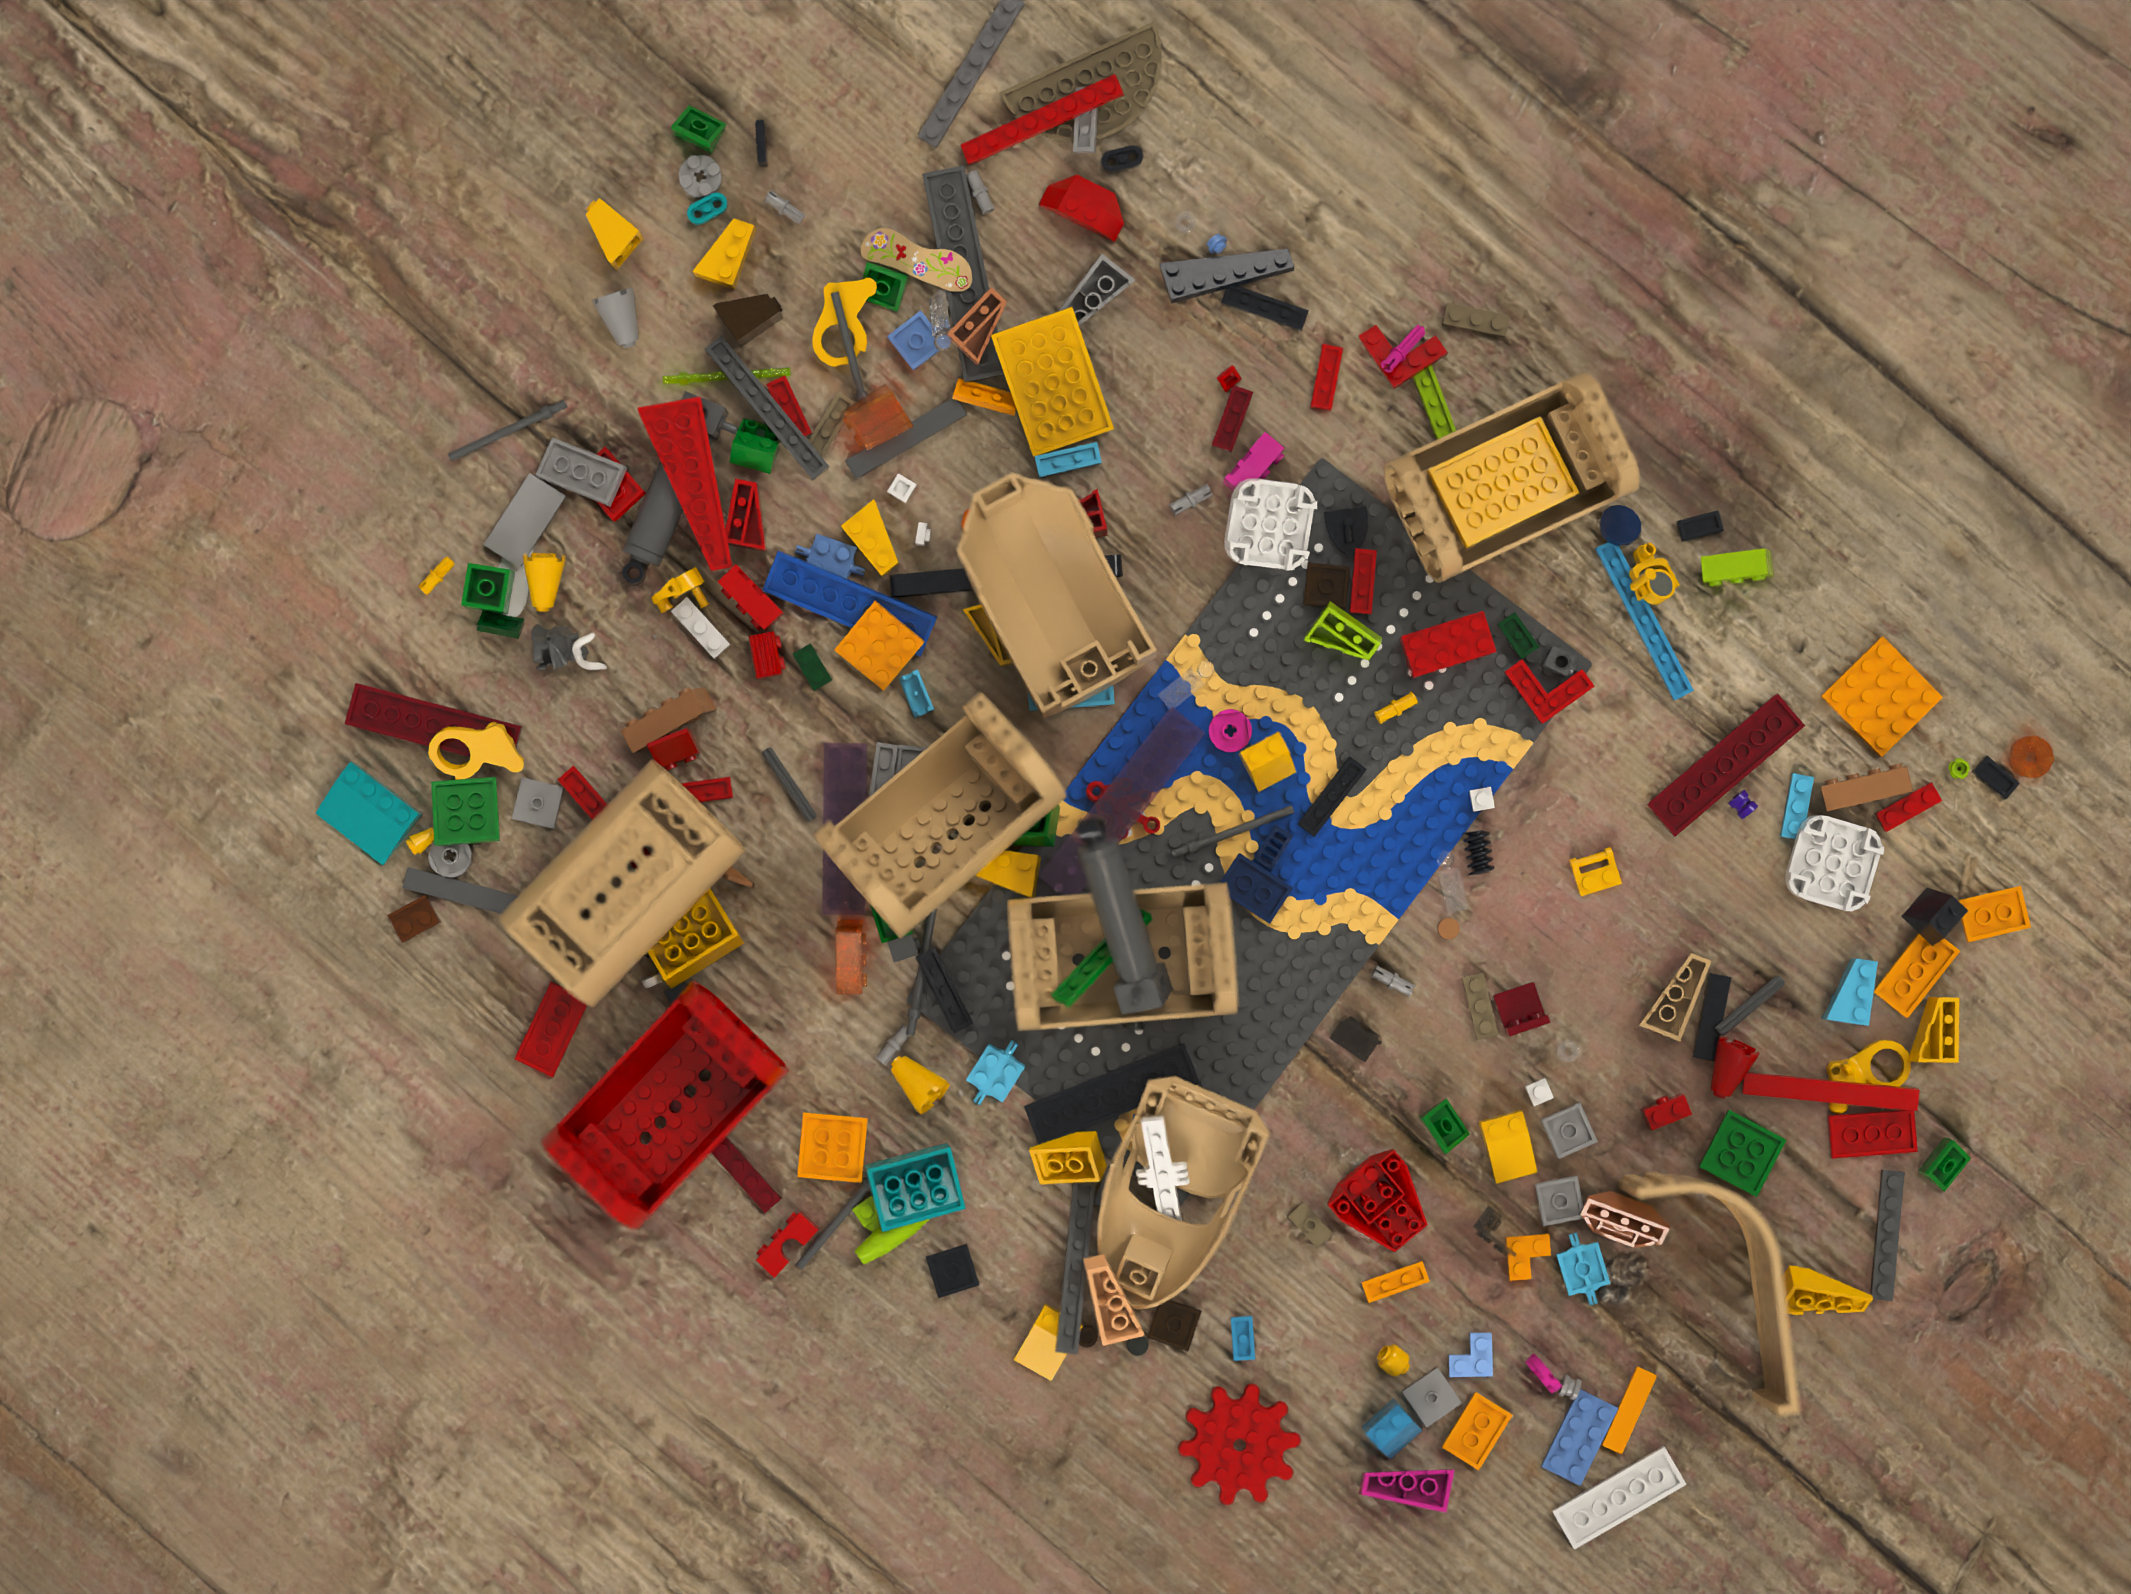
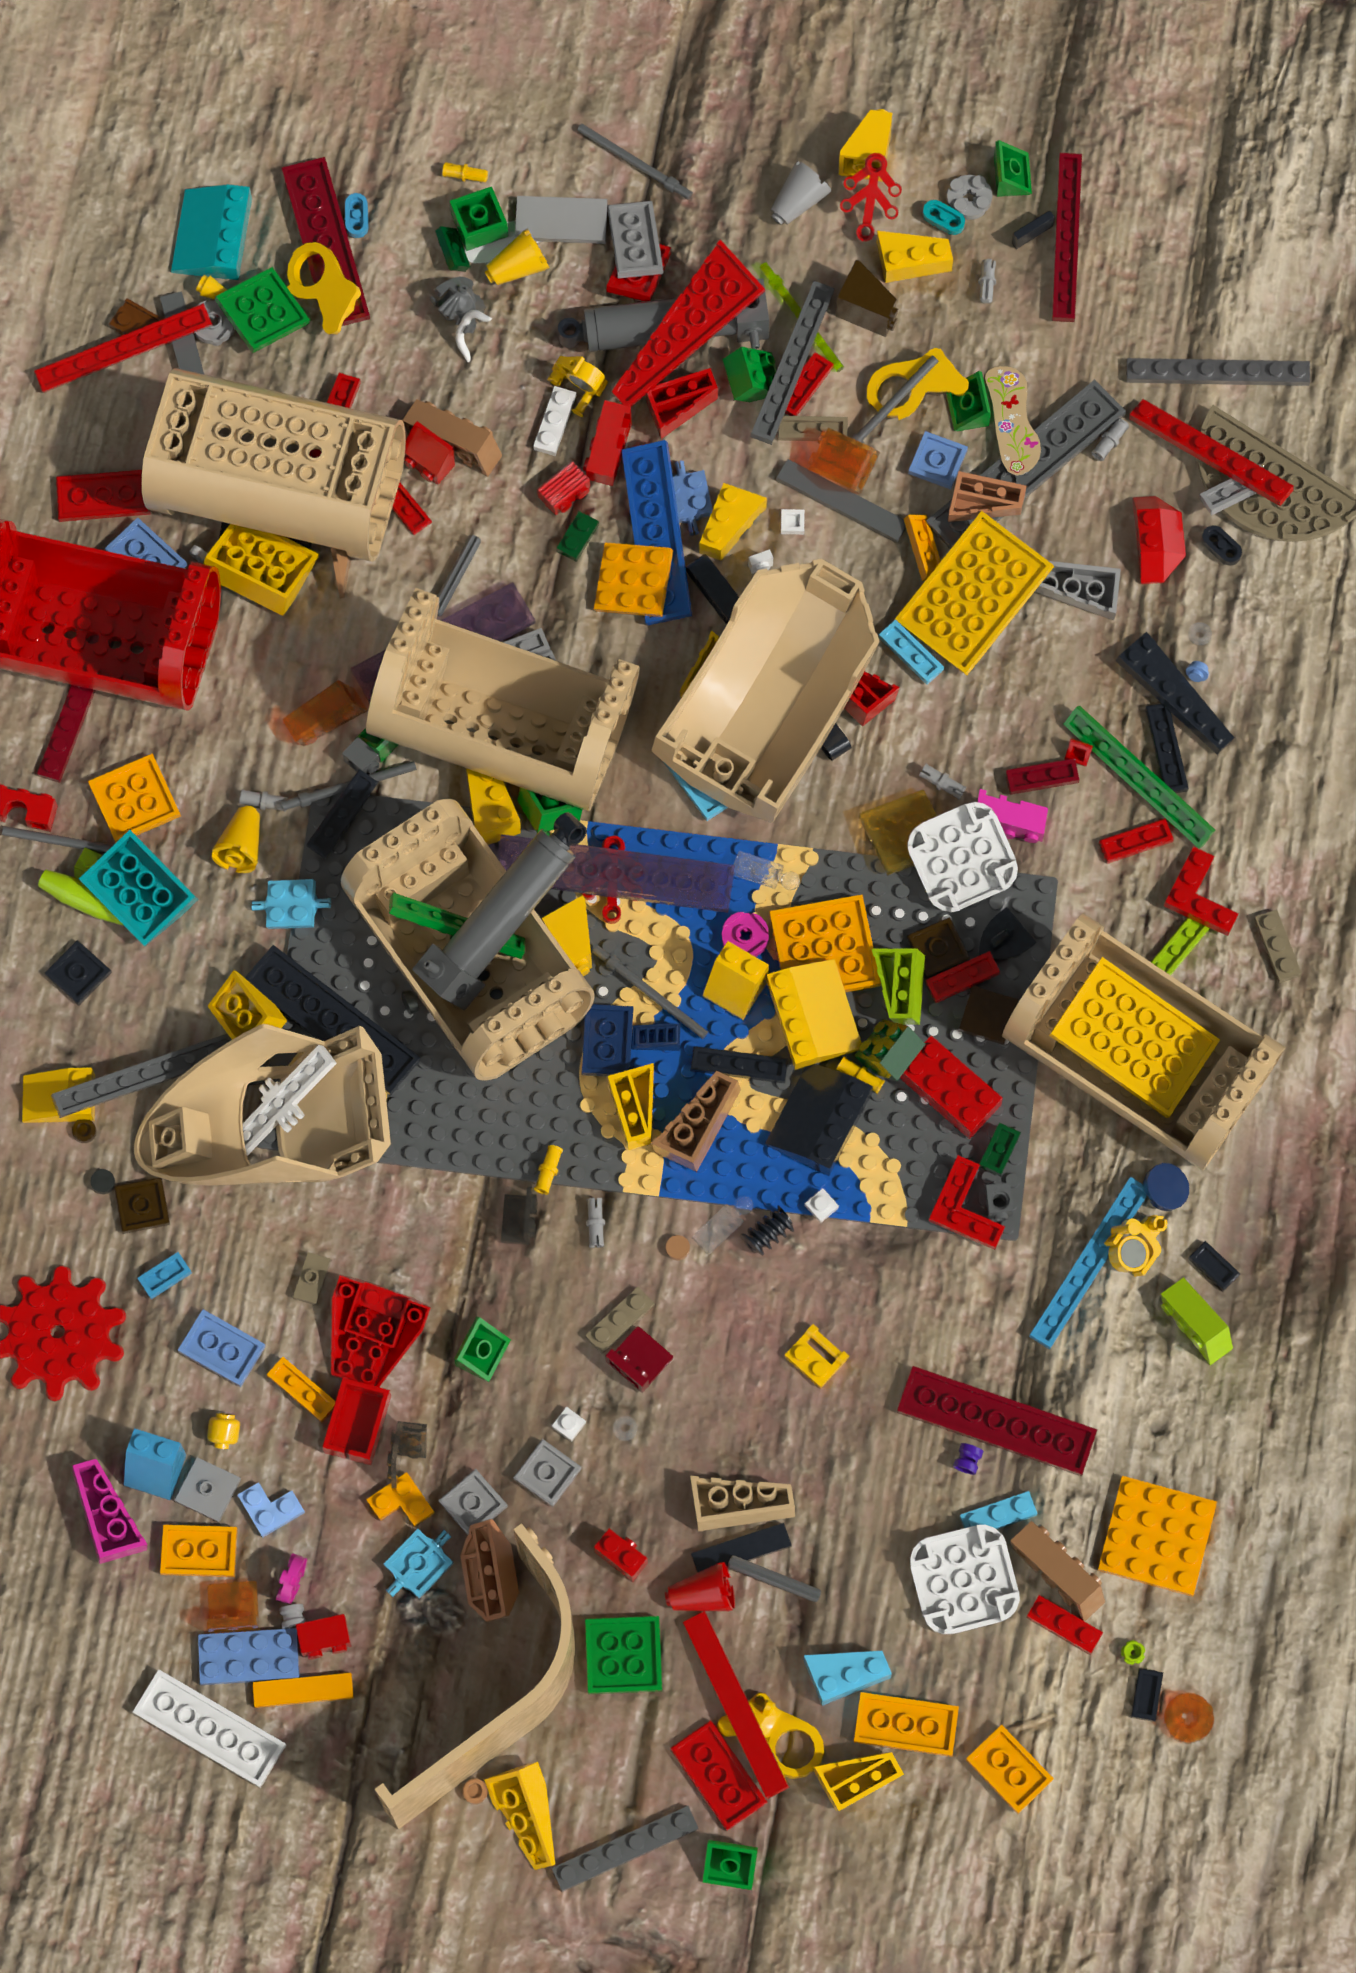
camera: 60 degrees right, 15 degrees down
(424, 686) = (356, 217): none -> dark azure plate
(432, 943) = (123, 348): none -> red tile
(538, 803) = (307, 370): light grey plate -> none
(624, 1024) = (143, 543): none -> medium blue plate
(656, 257) = (871, 193): none -> red plant
(783, 119) = (1067, 237): none -> dark red plate
(916, 694) = (609, 640): medium azure hinge -> none
(940, 320) = (982, 460): clear plate -> none
(1112, 1309) = (127, 1126): light nougat wedge -> none
(1157, 869) = (571, 931): none -> yellow slope
(1207, 560) = (891, 826): none -> clear yellow plate
(1277, 343) = (1139, 777): none -> green plate
(1277, 675) = (827, 932): none -> light orange plate
(1320, 898) = (634, 1103): none -> yellow wedge
(1326, 1325) = (221, 1348): none -> medium blue plate
(1328, 715) = (813, 1012): none -> yellow slope
(1332, 994) = (548, 1169): none -> yellow pin
(1367, 862) = (695, 1128): none -> medium nougat wedge
(1394, 674) = (889, 1049): none -> brick
(1399, 353) = (1200, 887): dark pink axle -> none
(1404, 579) = (987, 1014): none -> dark brown tile
(1411, 759) = (819, 1117): none -> black slope
(1447, 1254) = (357, 1421): none -> red piece
(1508, 1146) = (498, 1422): yellow slope -> none
(1536, 1429) = (233, 1607): none -> clear orange bracket
(1599, 1371) = (324, 1636): none -> red brick
(1934, 915) = (971, 1707): black slope -> none

